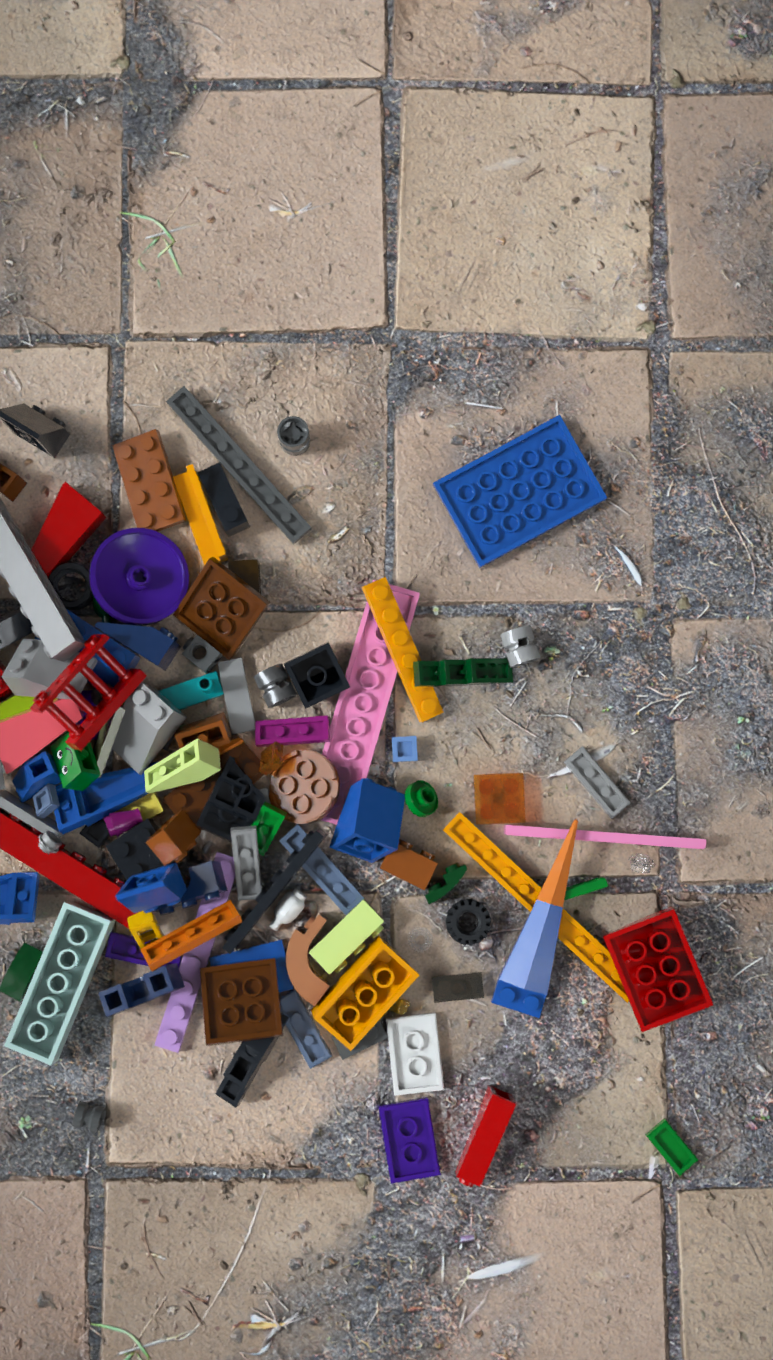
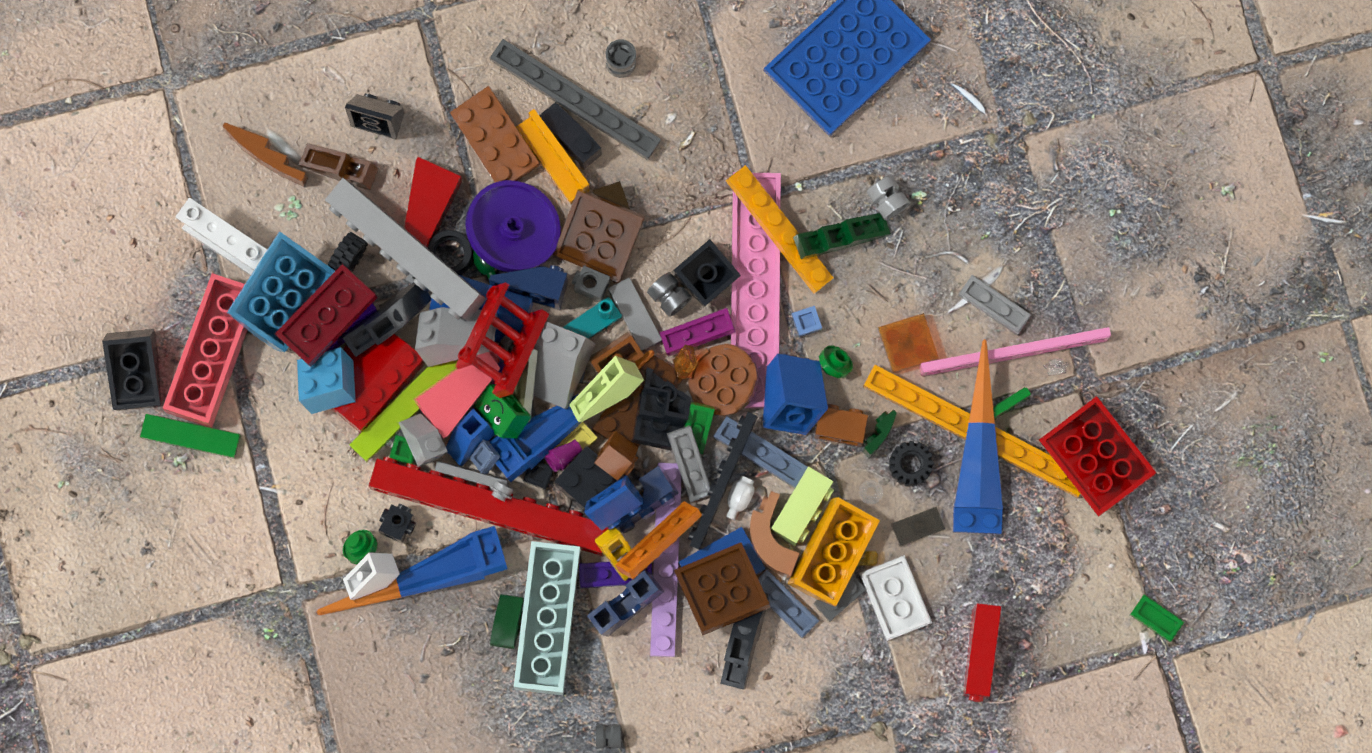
camera: 20 degrees left, 5 degrees down
(409, 1140) = (912, 678): dark purple tile -> none

